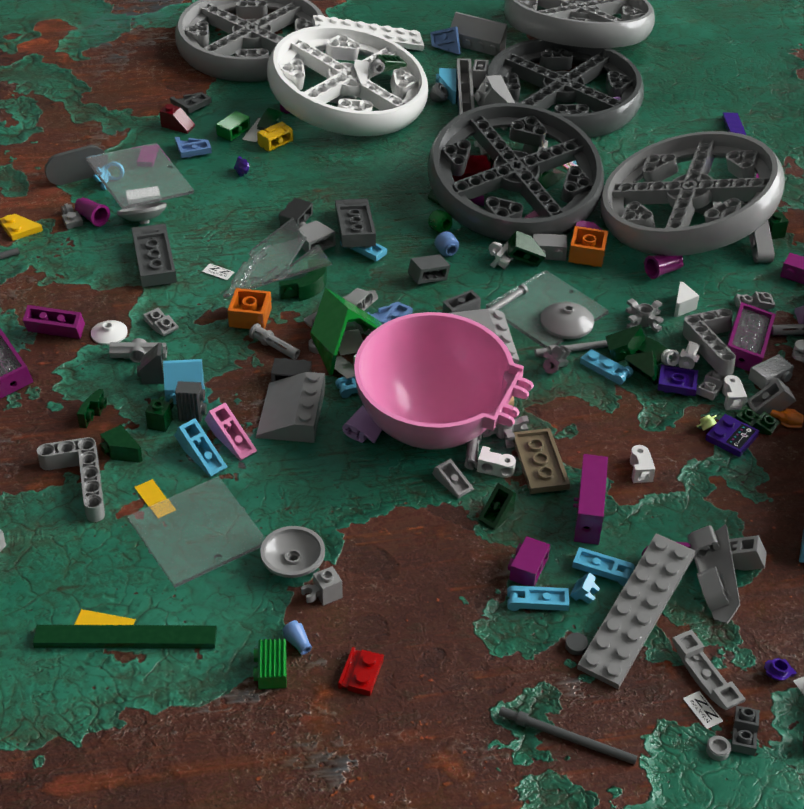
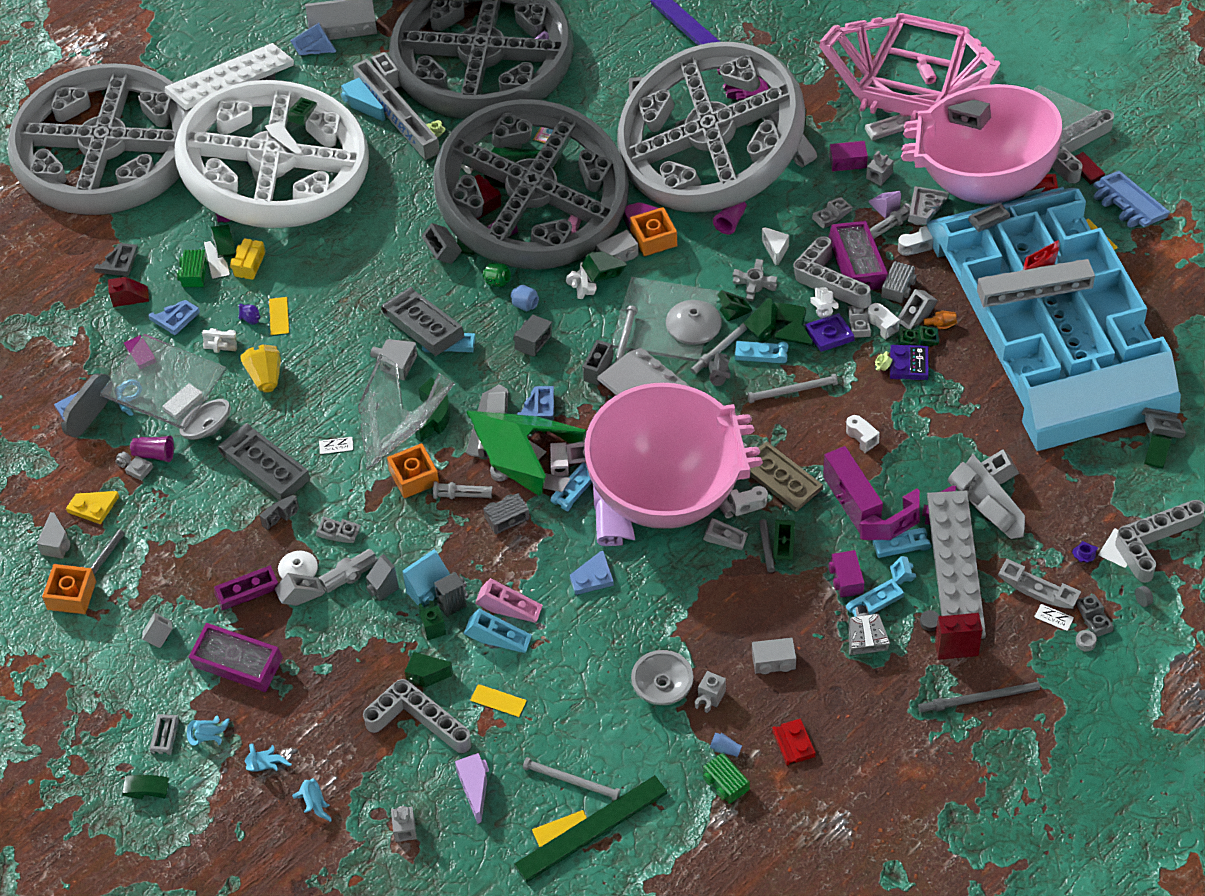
camera: 30 degrees left, 10 degrees up
(69, 546) = (474, 781): none -> lavender slope
(89, 343) = (298, 589): none -> light grey slope
(92, 406) = (365, 645): dark green slope -> none
(126, 288) = (282, 509): none -> dark grey slope
(127, 557) = (529, 764): none -> light grey bar
(196, 531) = (560, 706): clear piece -> none
(205, 172) = (219, 340): none -> white hips
(214, 196) = (263, 366): none -> yellow cone
(262, 179) = (278, 316): none -> yellow sticker
(293, 408) = (537, 547): light grey slope -> none
(298, 209) = (355, 341): dark grey brick -> none
(316, 451) = (592, 575): none -> medium blue wing
(377, 66) = (297, 124): light grey bush -> none
(406, 590) = (773, 655): none -> light grey brick
(417, 184) = (441, 243): none -> dark grey brick
(438, 93) = (364, 116): dark grey cone -> none
(479, 508) = (767, 546): none -> dark grey bar
(493, 91) = (441, 103): light grey slope -> none
(503, 618) = (866, 633): none -> light grey torso
(585, 666) = (958, 636): none -> dark red brick
(606, 545) = (877, 529): none -> magenta slope
(609, 321) = (733, 305): none -> dark green slope
(609, 404) = (792, 388): none -> light grey bar
(670, 362) = (810, 313): white bush -> none

